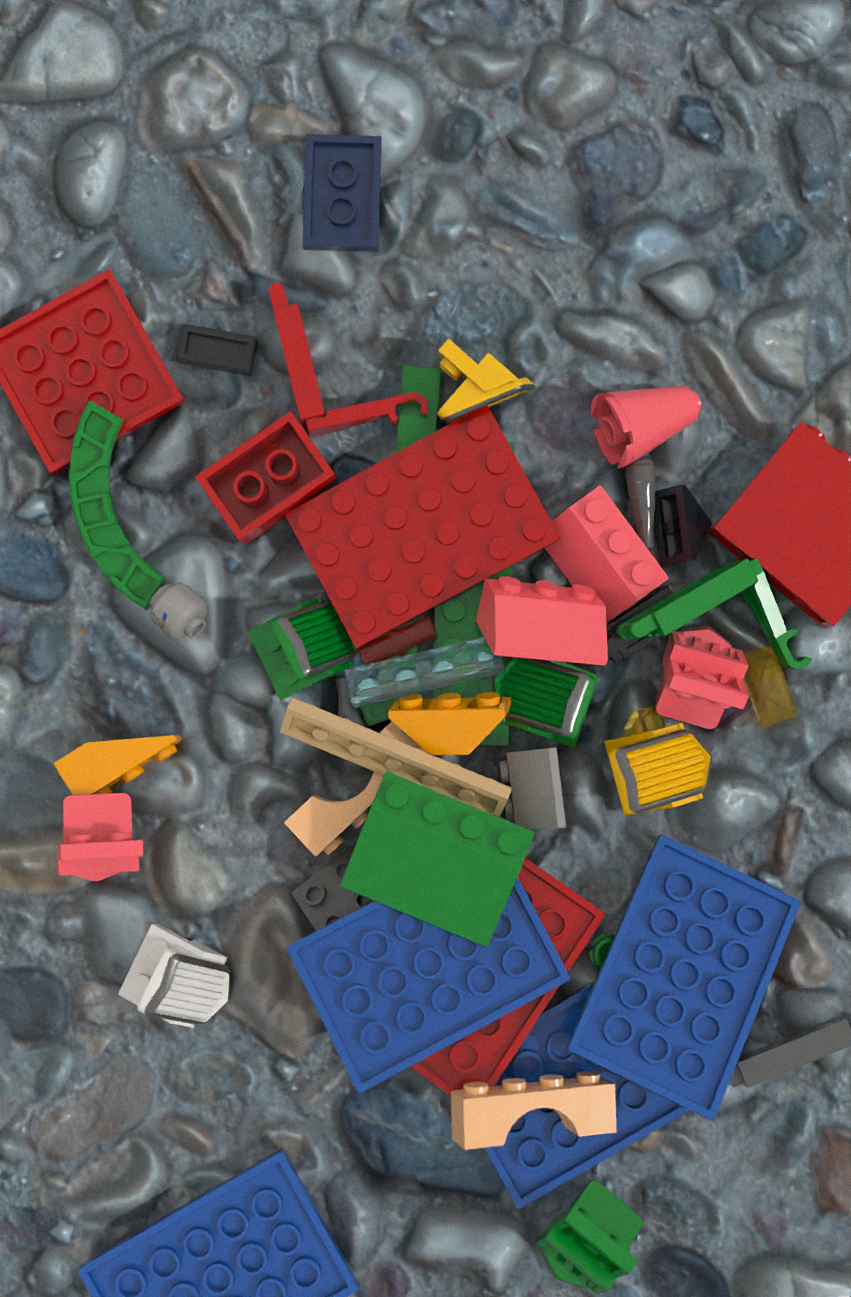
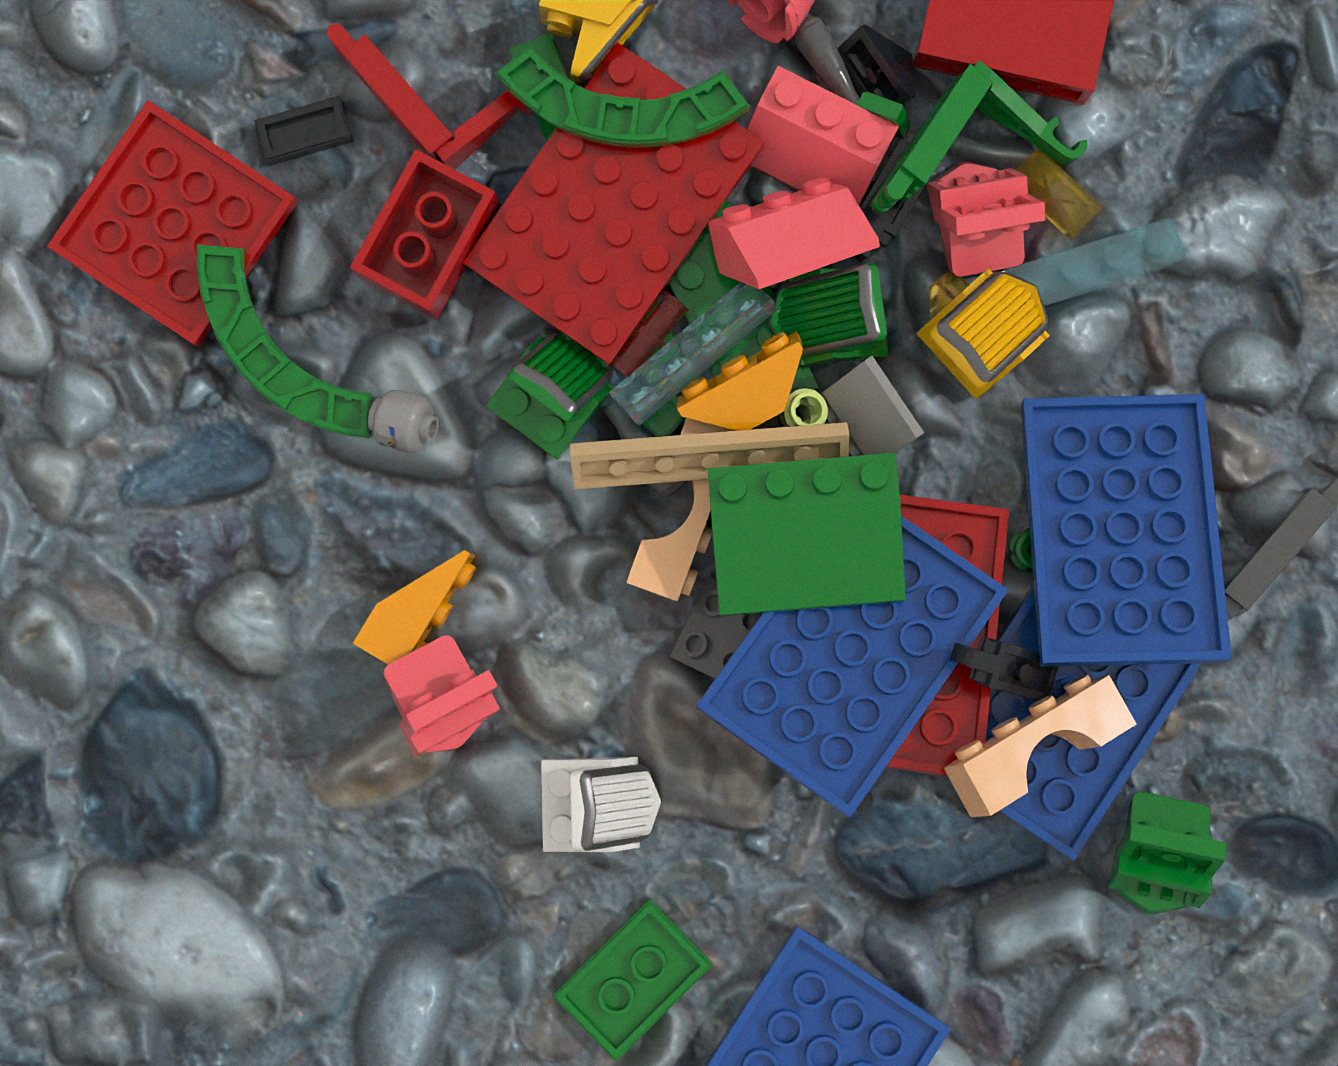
camera: 25 degrees left, 0 degrees up
(137, 1125) = (632, 979): none -> green tile
(456, 466) = (621, 119): none -> green tile
(493, 763) = (811, 406): none -> yellowish green cone
(538, 1038) = (1006, 668): none -> black hinge
(666, 561) = (887, 110): none -> green tile
(774, 758) = (1104, 261): none -> clear light blue plate

